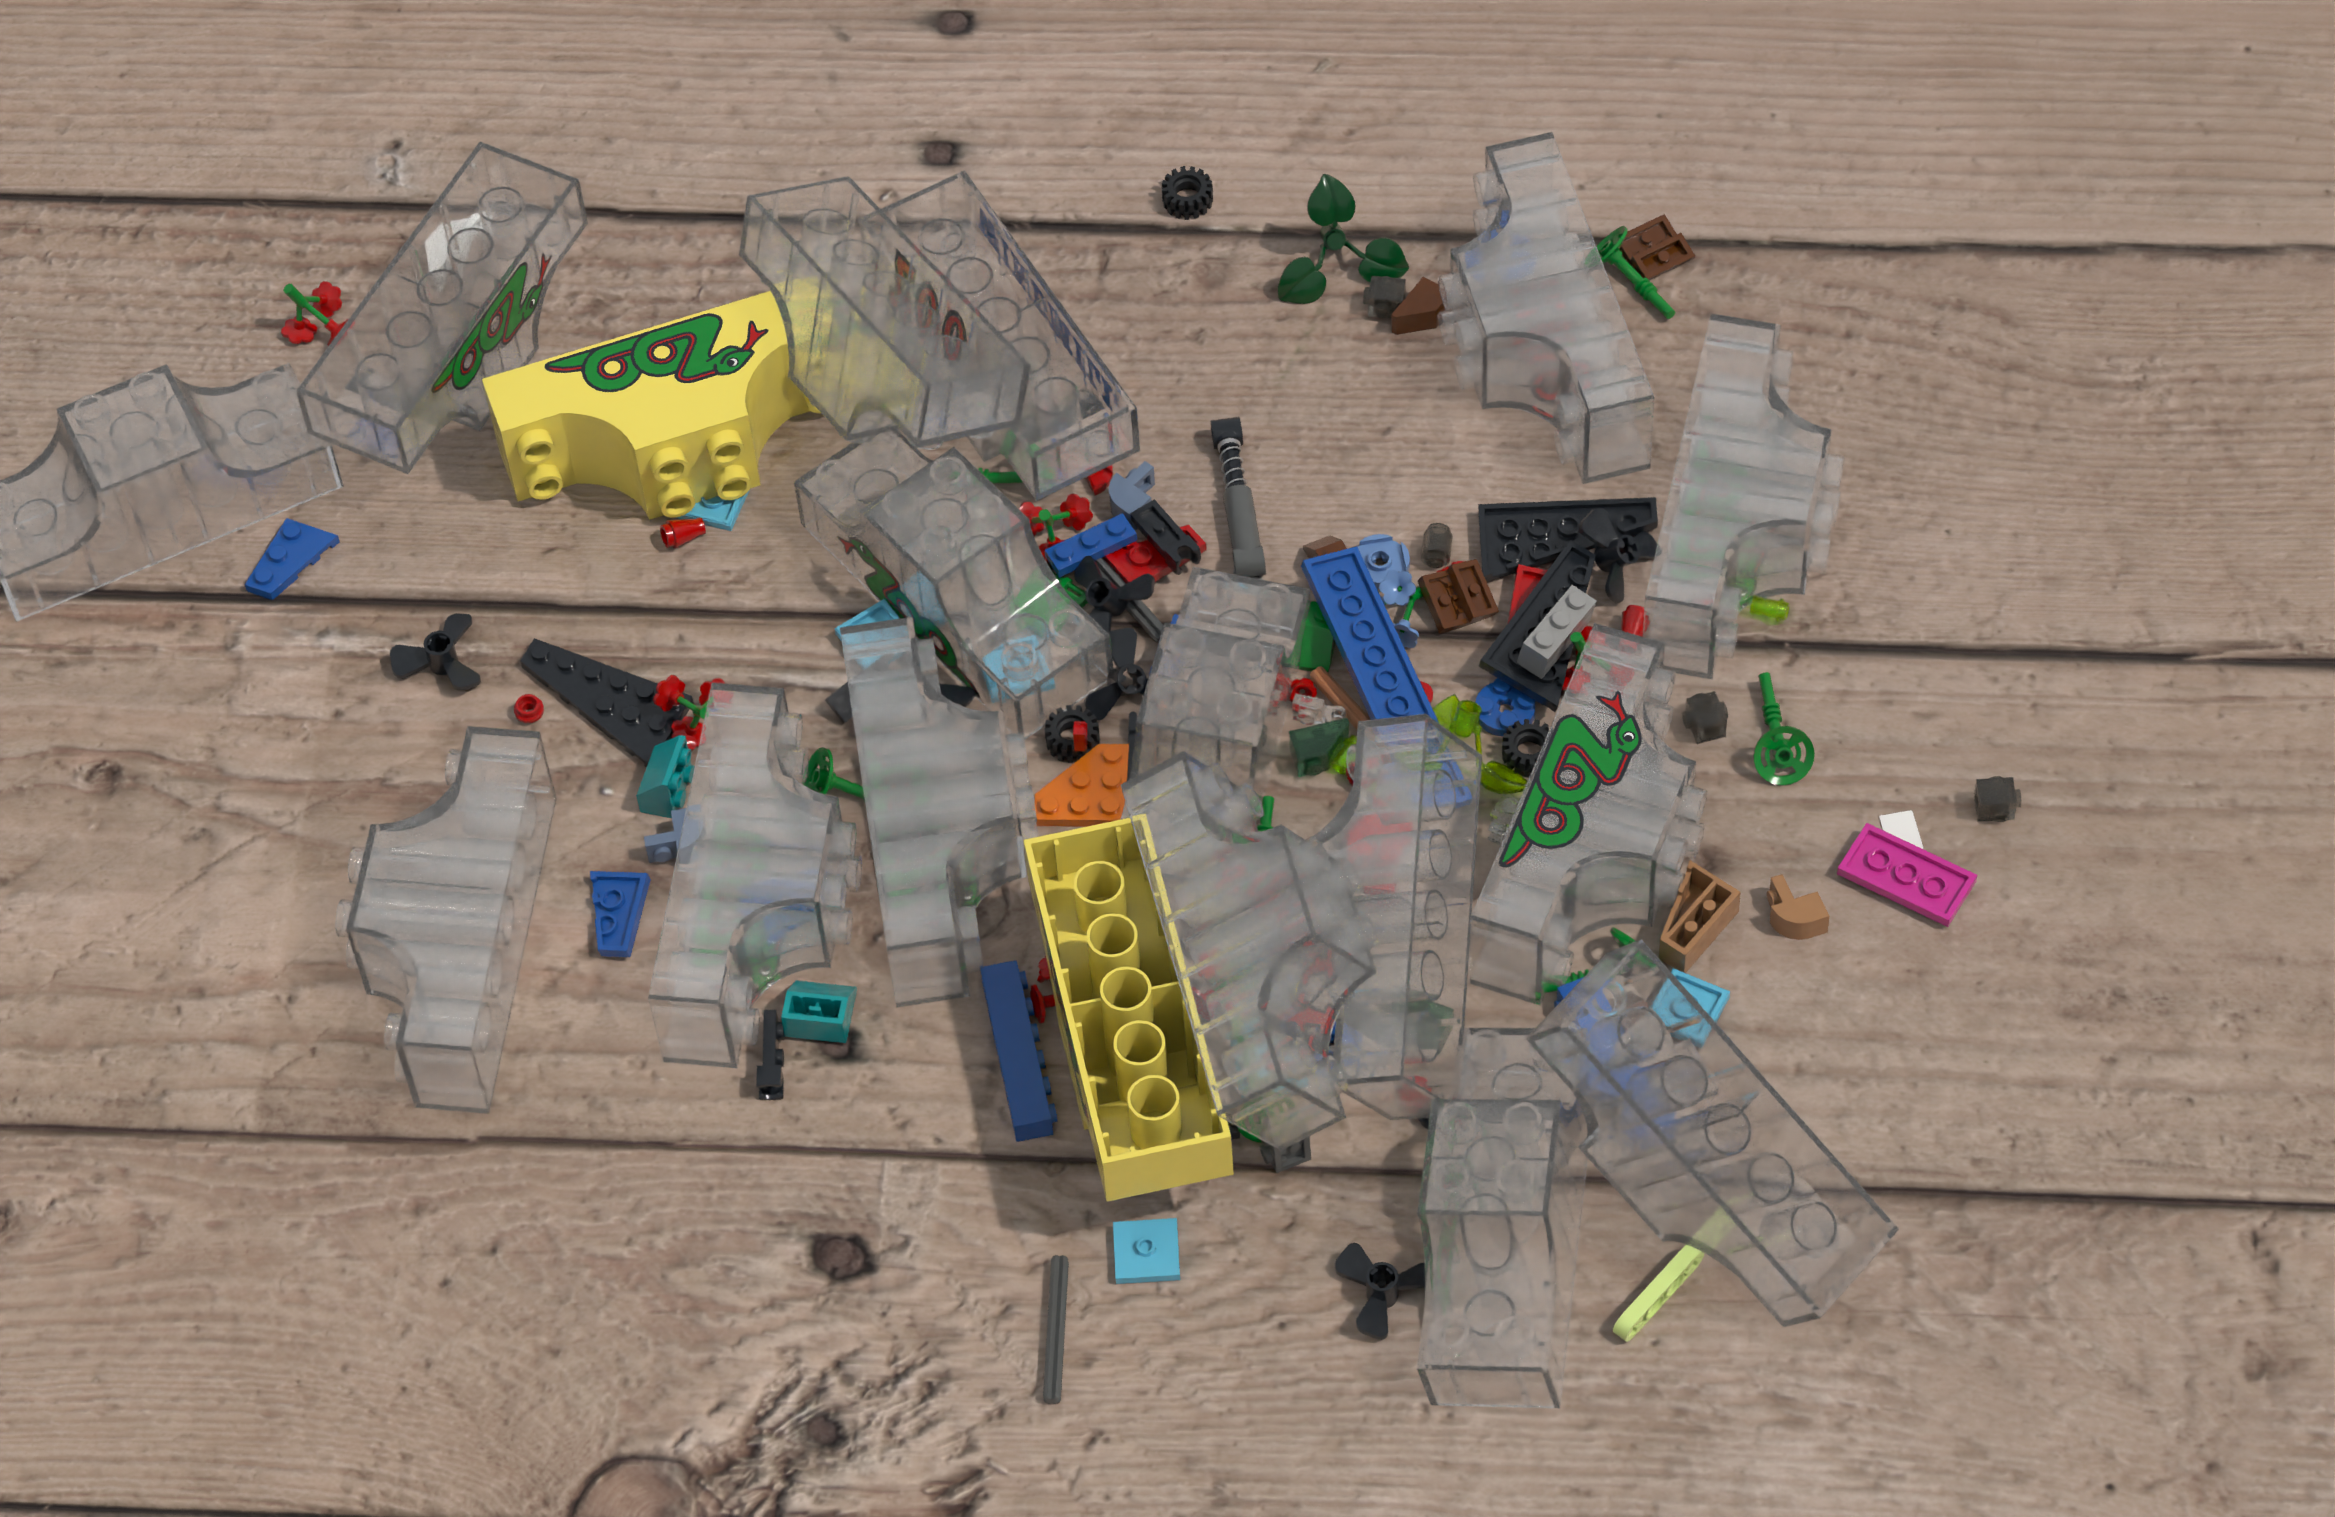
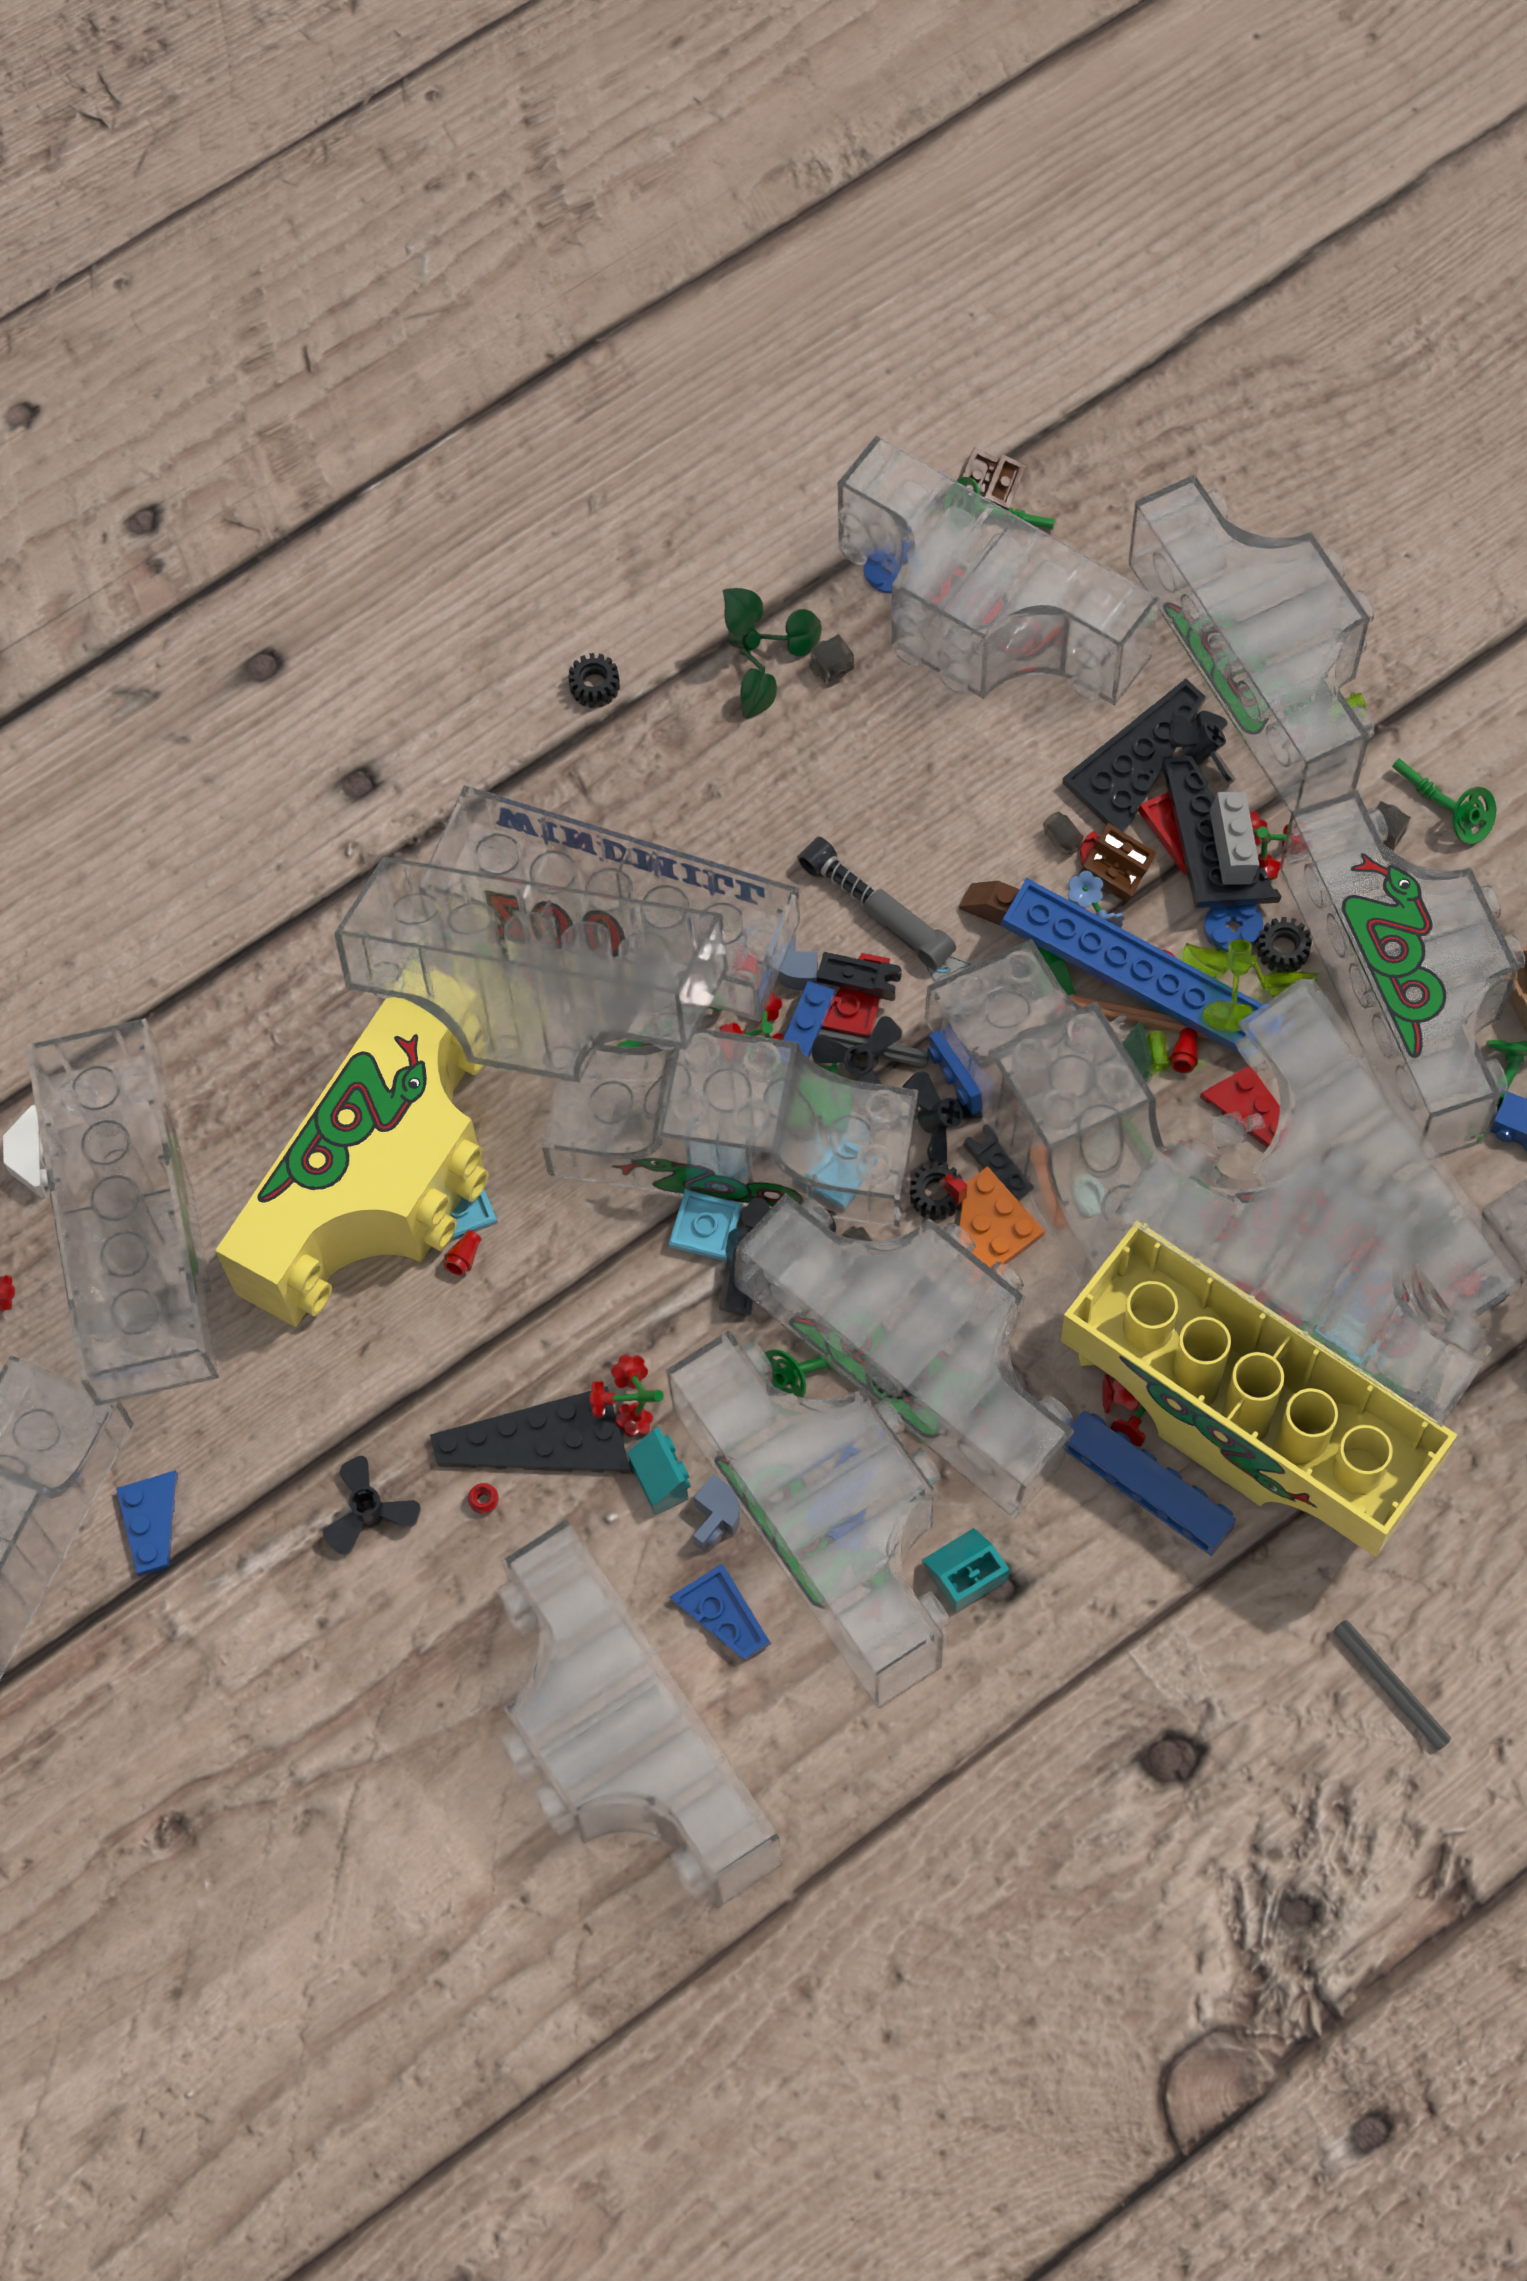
camera: 40 degrees left, 10 degrees up
(770, 1075) = (983, 1657): black plate -> none
(1146, 1251) = (1397, 1570): medium azure plate -> none
(1390, 551) = (1033, 862): medium blue plate -> none
(1418, 309) = (869, 647): reddish brown slope -> none
(1633, 620) = (1265, 791): red cone -> none

